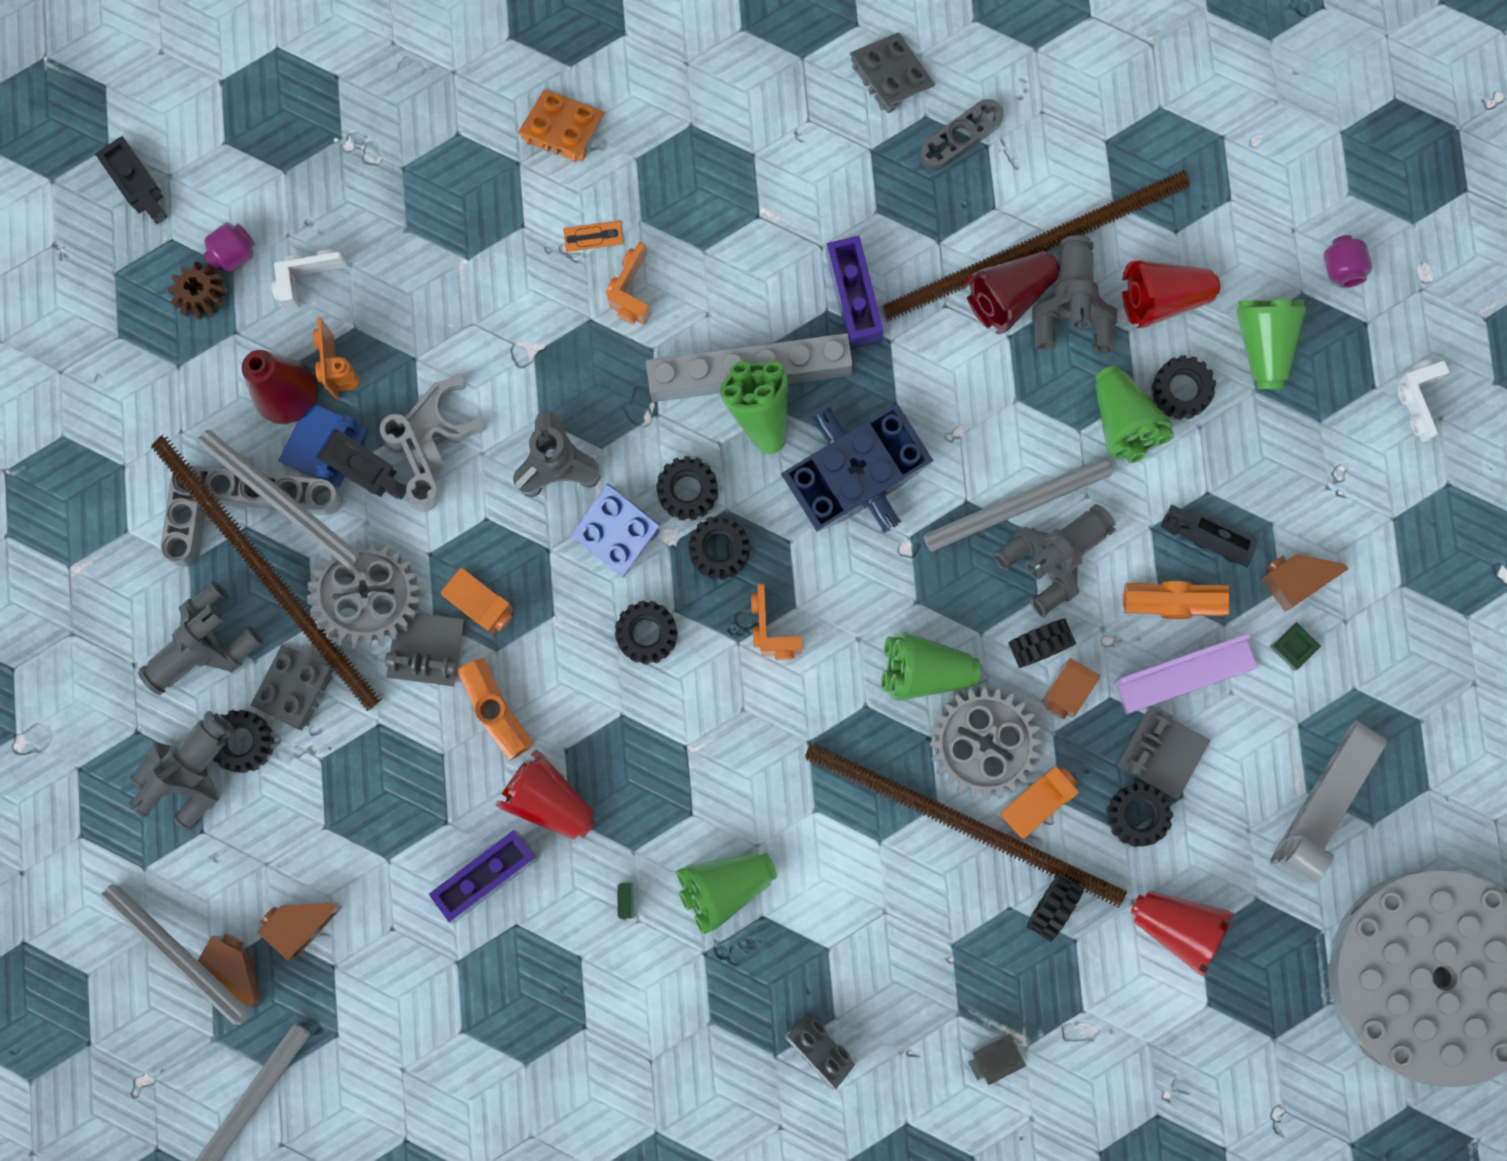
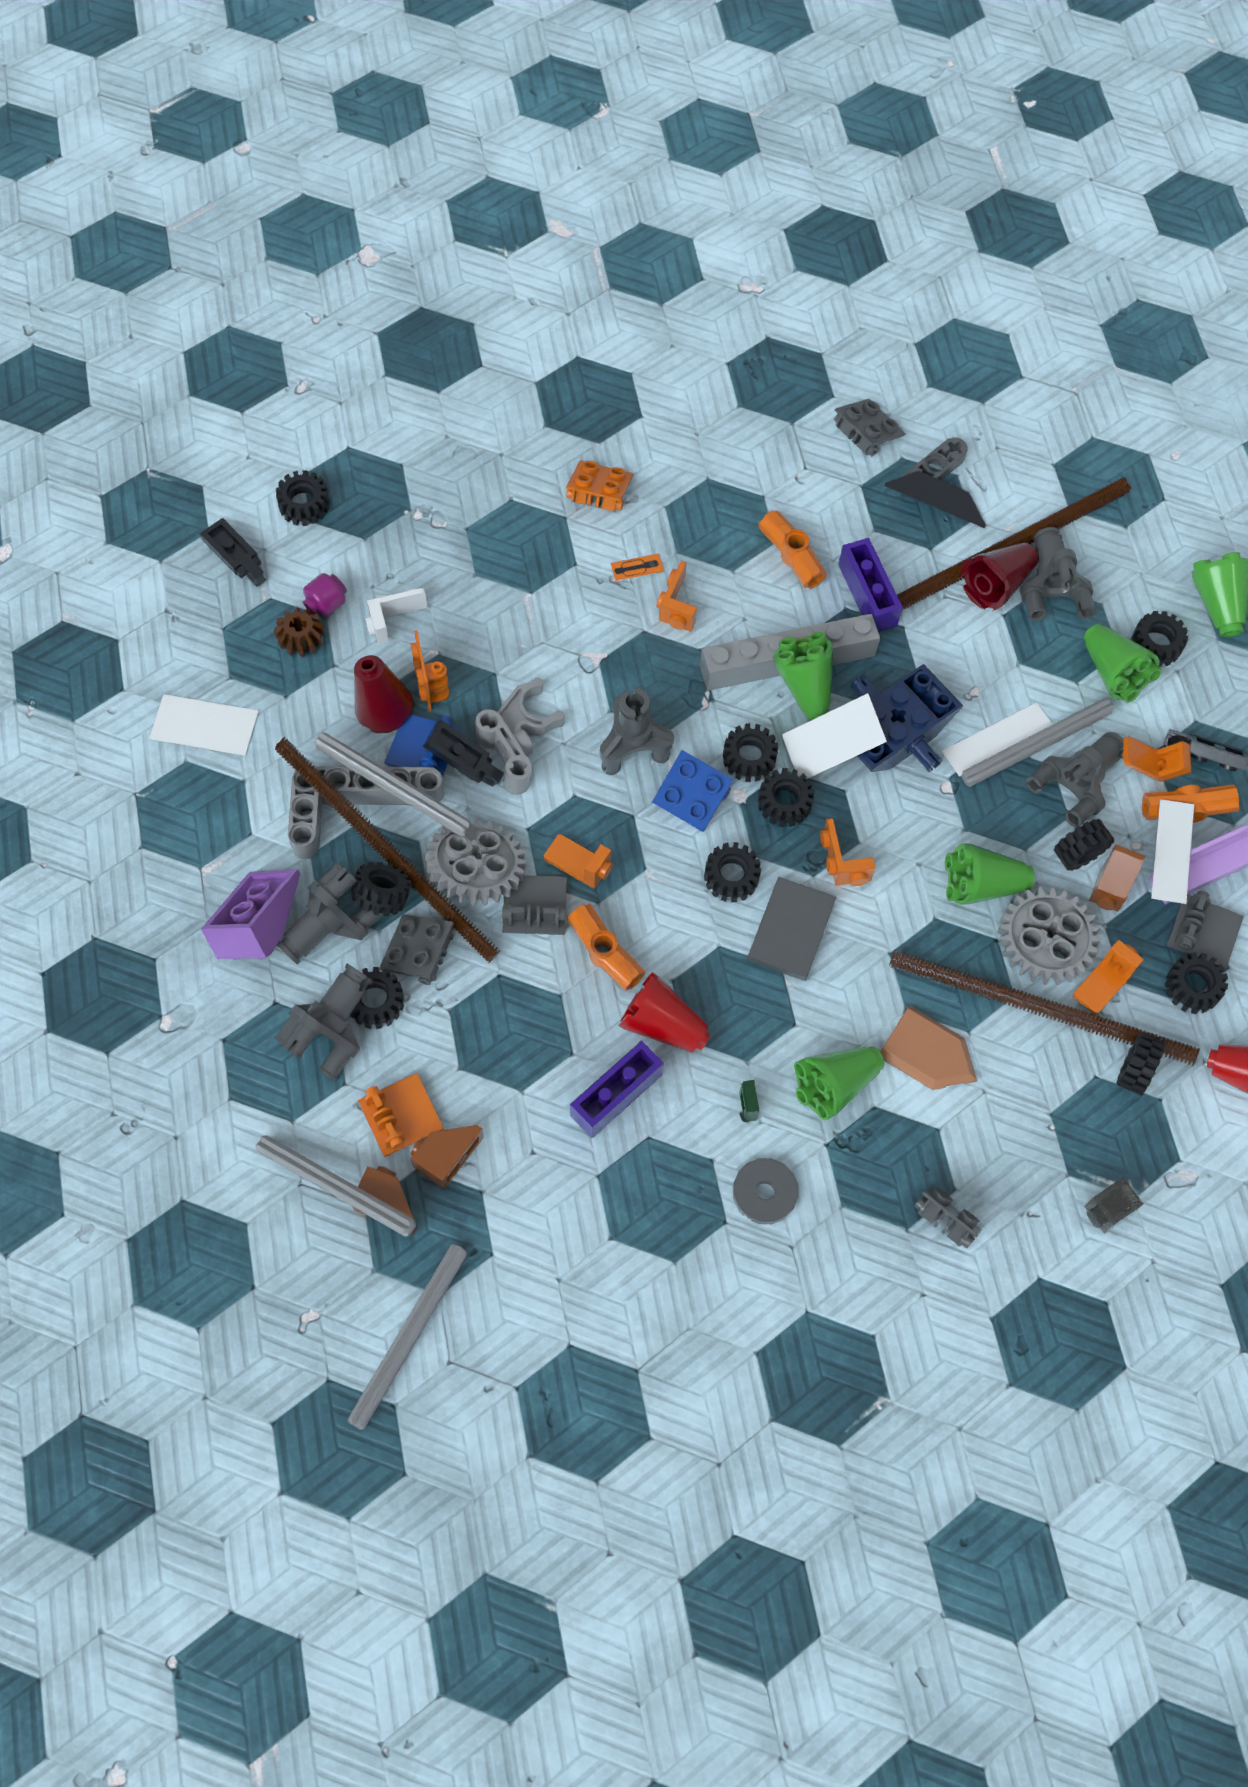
camera: 15 degrees left, 15 degrees down
(85, 393) = (204, 724): none -> white sticker
(116, 636) = (253, 915): none -> medium lavender slope
(205, 100) = (298, 485): none -> black tyre
(256, 874) = (400, 1114): none -> orange hinge
(257, 607) = (380, 888): none -> black tyre
(609, 1000) = (765, 1172): none -> dark grey tile
(703, 704) = (791, 928): none -> dark grey tile
(780, 486) = (834, 737): none -> white sticker
(783, 249) = (785, 537): none -> orange piece
(831, 861) = (928, 1052): none -> nougat tile
(957, 175) = (939, 495): none -> black sticker
(974, 493) = (996, 738): none -> white sticker
(1139, 664) = (1172, 851): none -> white sticker
(1146, 544) = (1157, 764): none -> orange bracket
(1165, 290) = (1127, 564): red cone -> none

